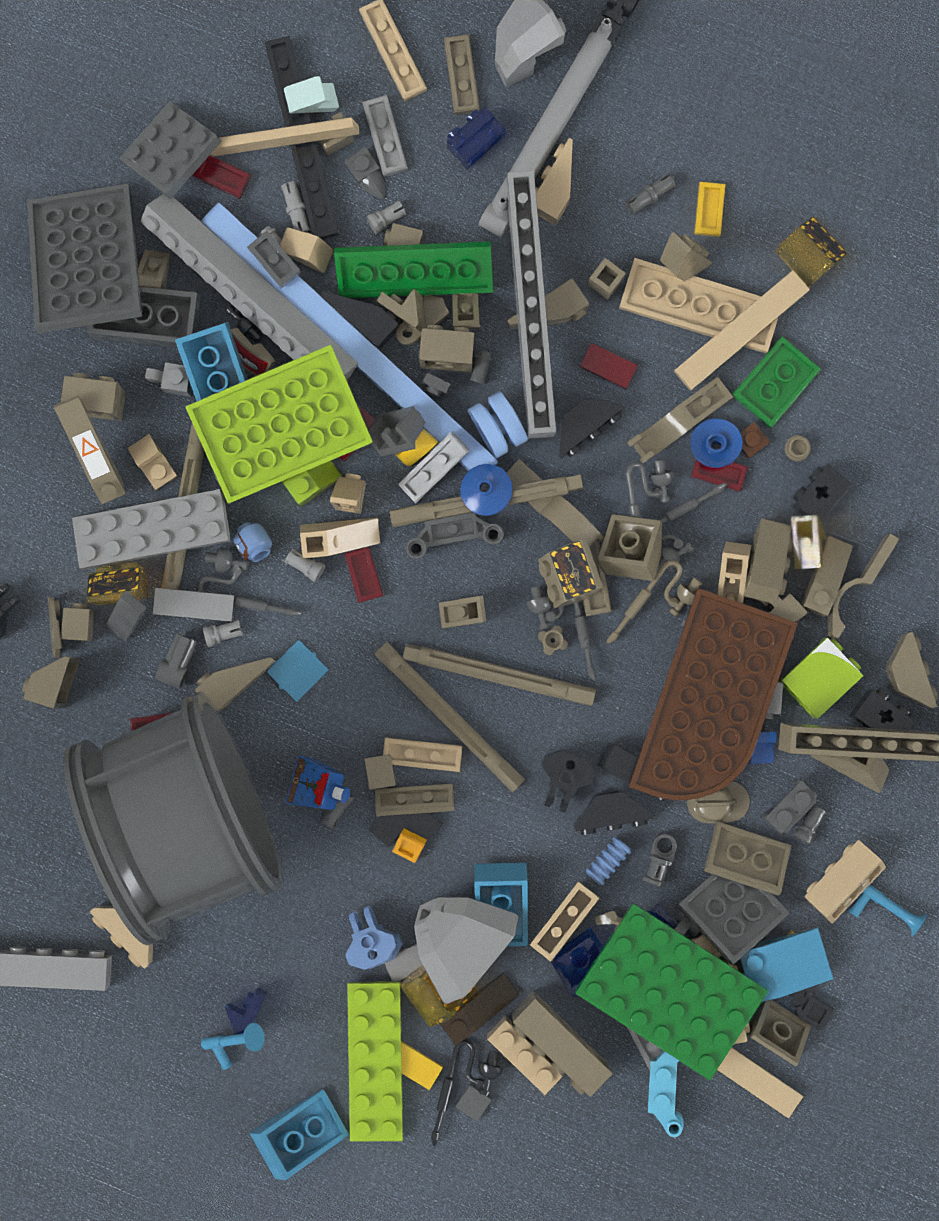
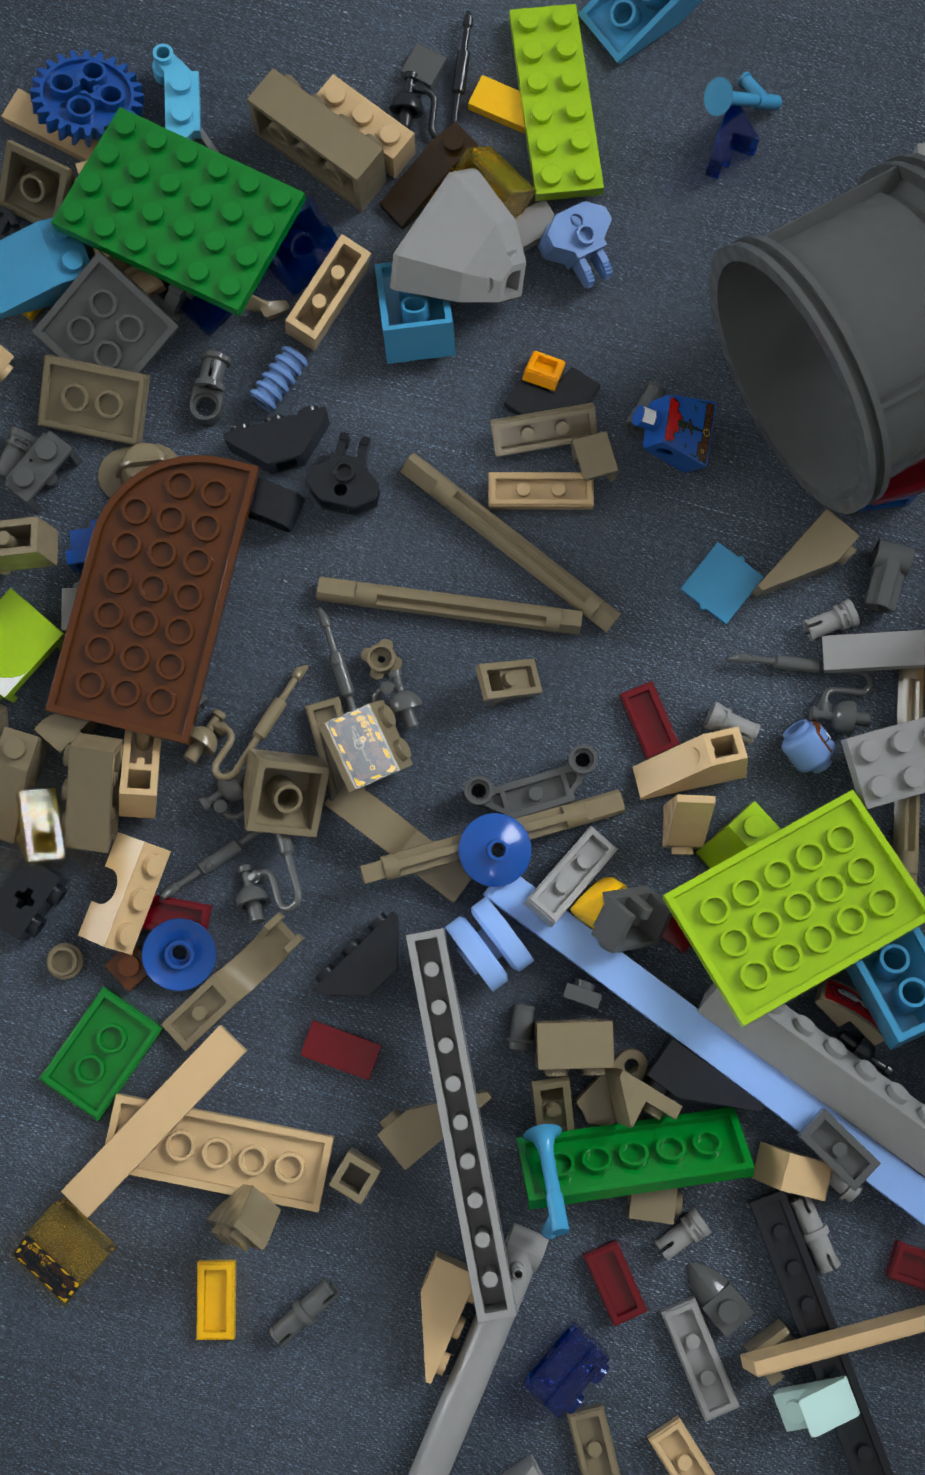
camera: 175 degrees right, 5 degrees down
(436, 191) = (614, 1282): none -> dark red tile
(474, 287) = (543, 1139): none -> dark azure piece
(739, 504) = (138, 876): none -> tan arch
(746, 1120) = (83, 95): none -> blue gear

